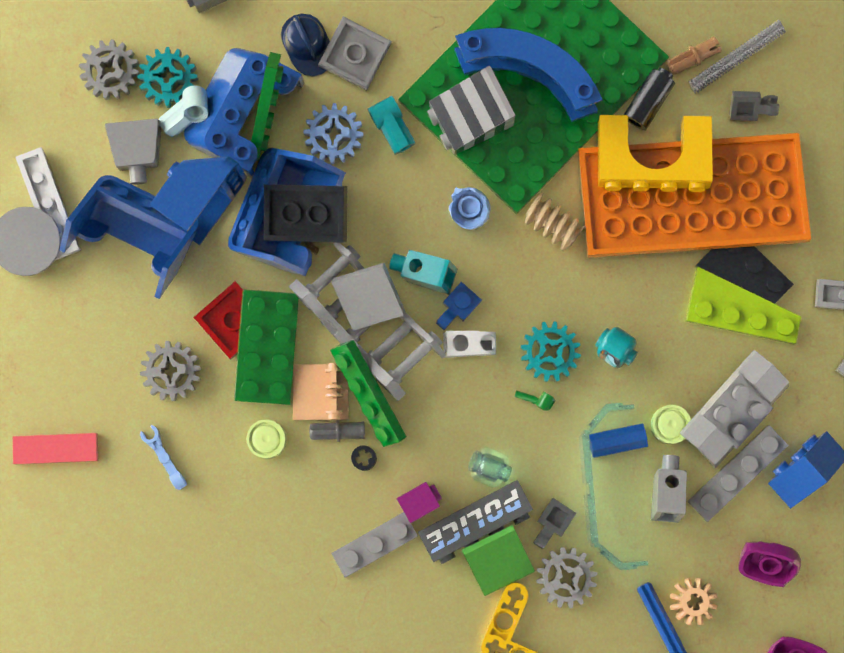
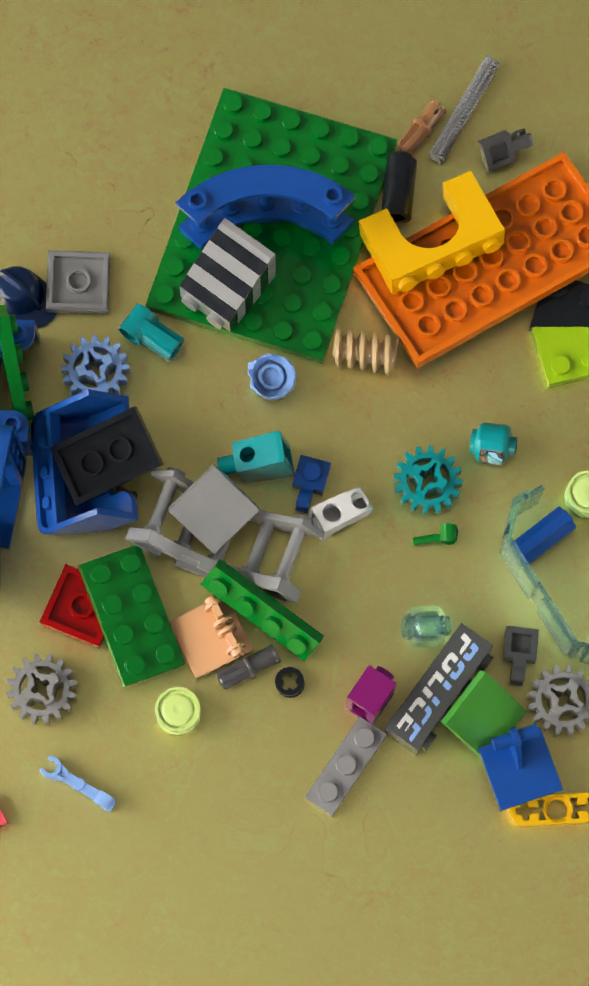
camera: 30 degrees left, 10 degrees down
(505, 615) = (520, 767): none -> blue plate

